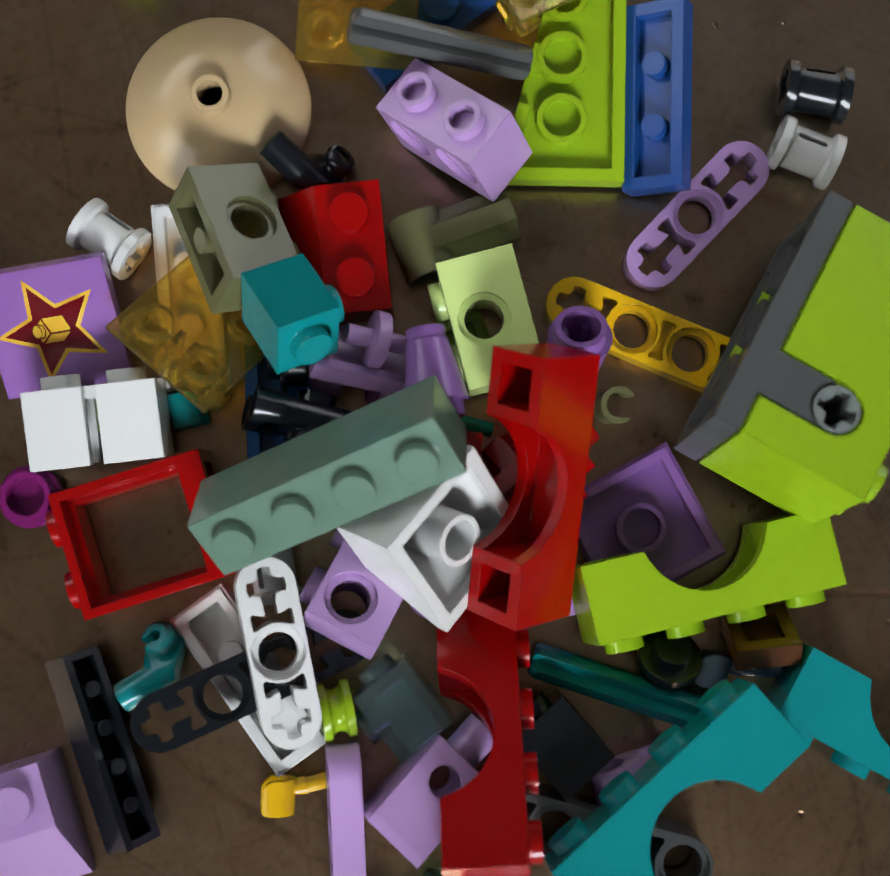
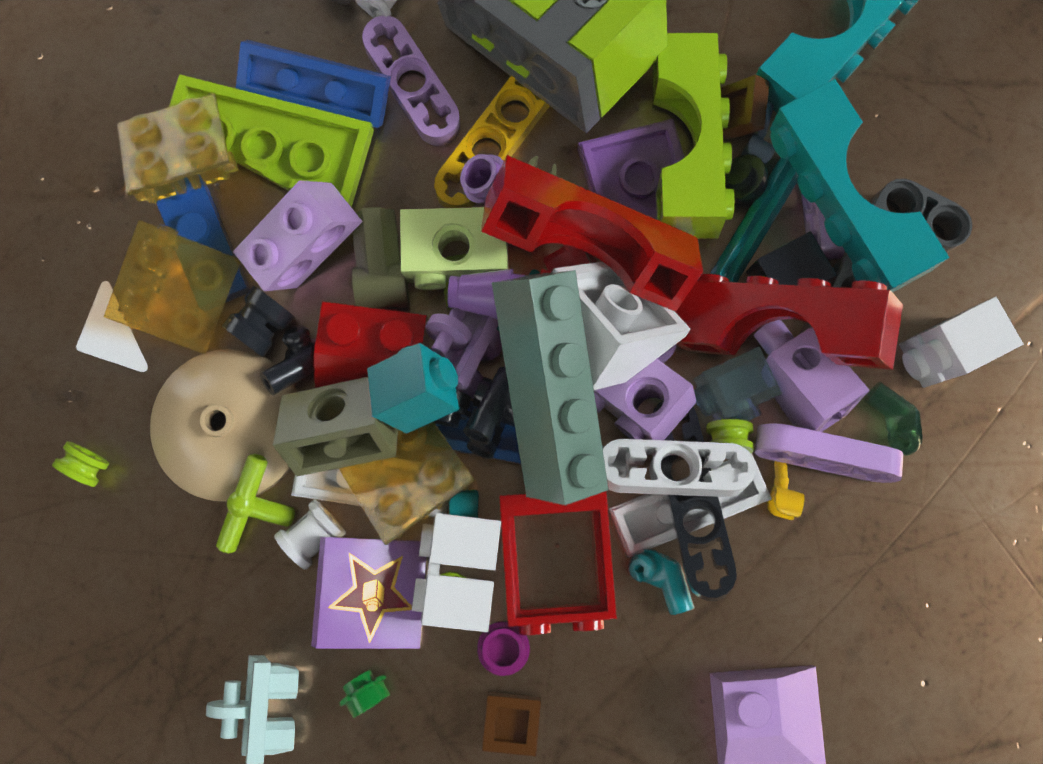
camera: 80 degrees left, 5 degrees down
(102, 750) = (720, 634): black piece -> none
(126, 153) = (245, 504): none -> lime piece
(344, 111) = (258, 321): none -> black wheel
(439, 43) = (226, 231): dark grey axle -> none

